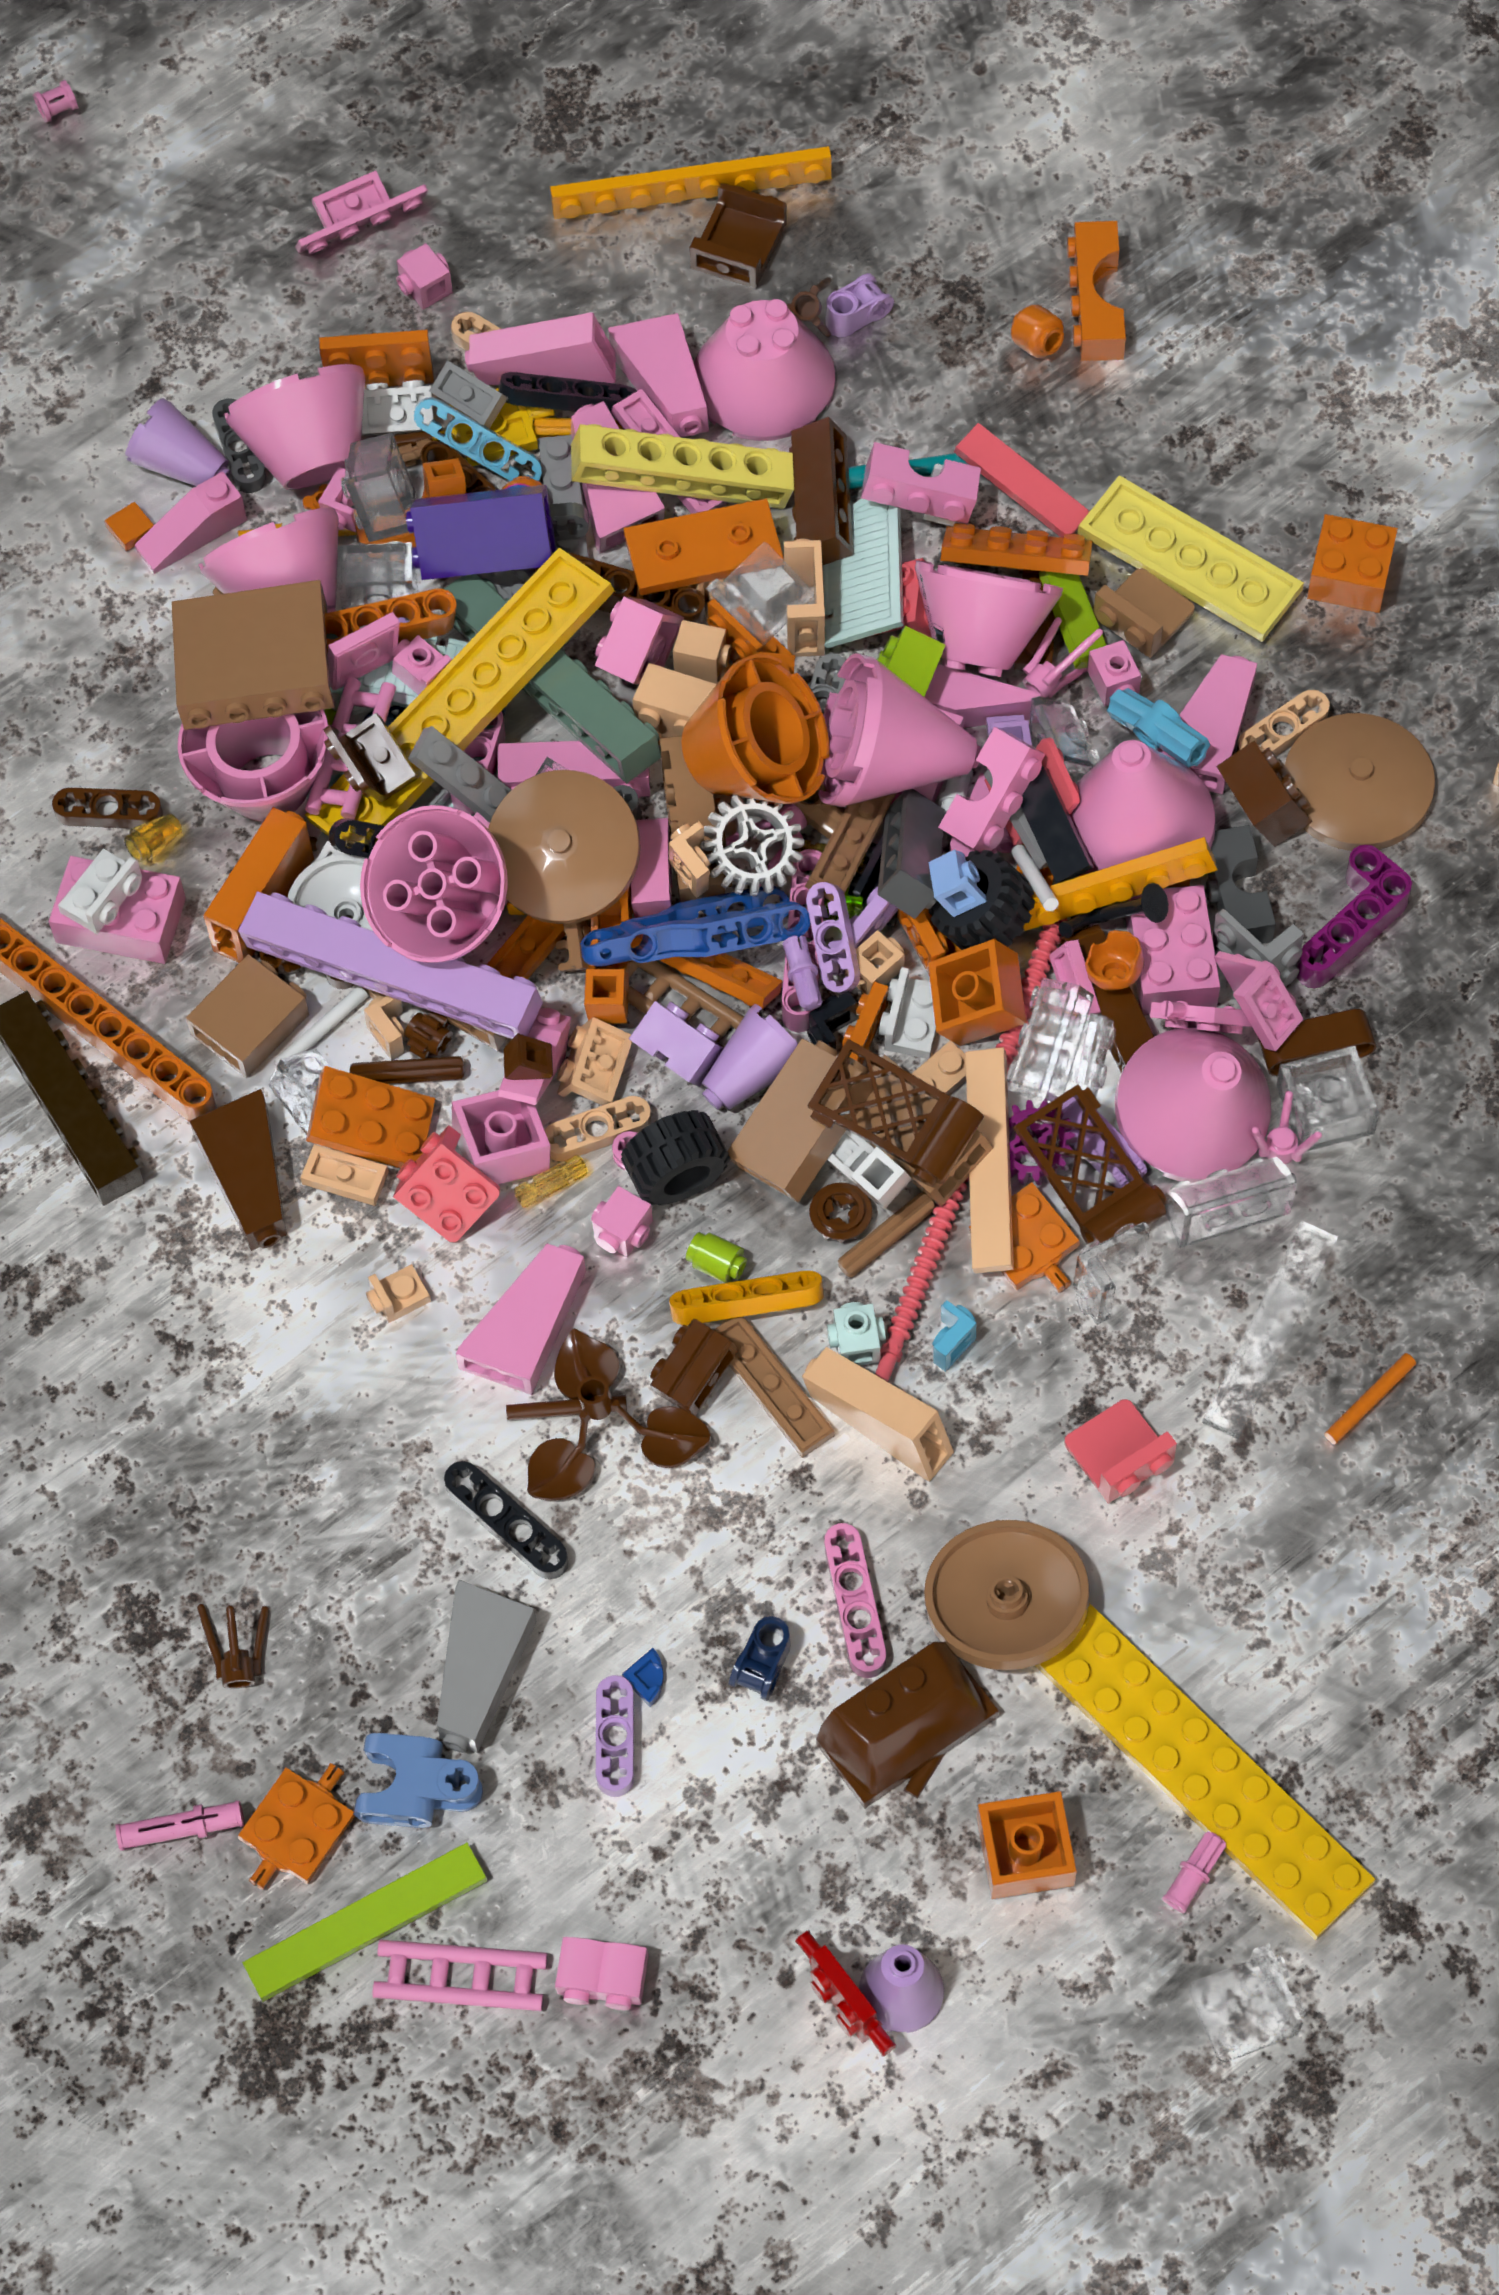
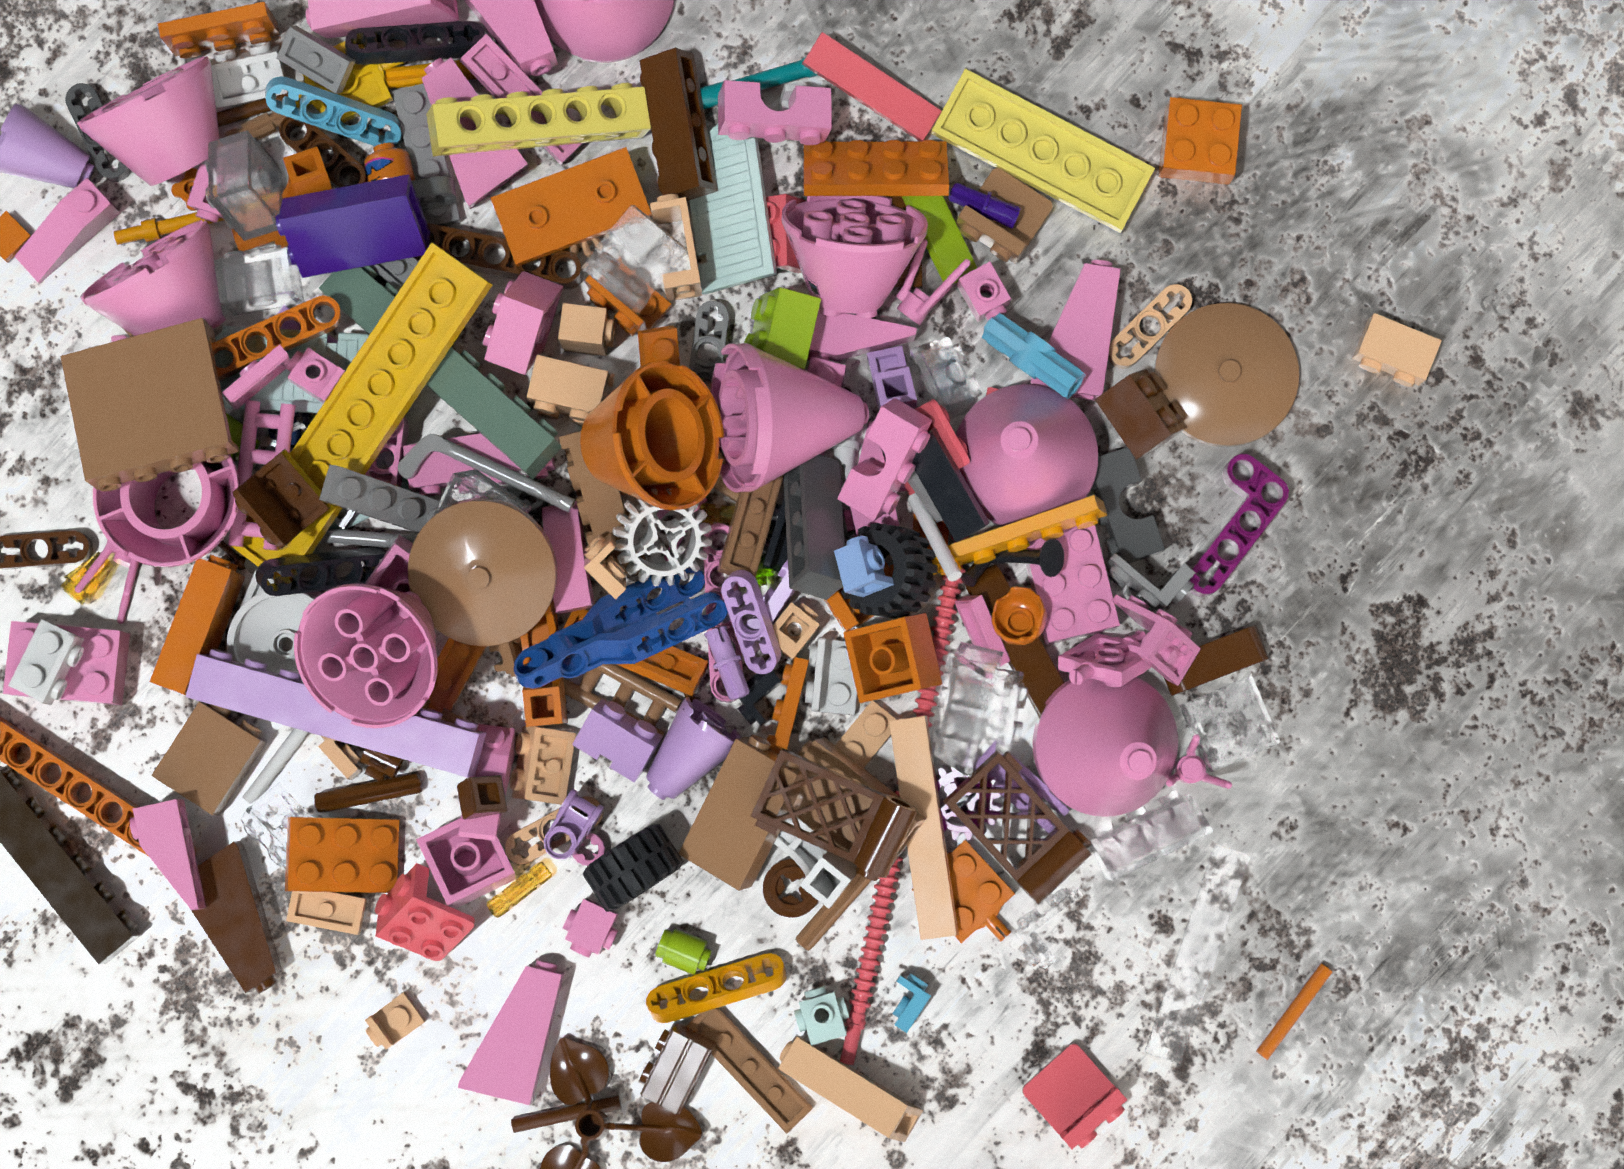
camera: 10 degrees left, 20 degrees up
(192, 1070) = (168, 842): none -> bright pink slope
(198, 816) = (122, 560): none -> bright pink plant
(532, 741) = (434, 443): none -> light grey piece
(620, 1111) = (573, 824): none -> lavender piece
(1140, 599) = (986, 205): none -> dark purple axle

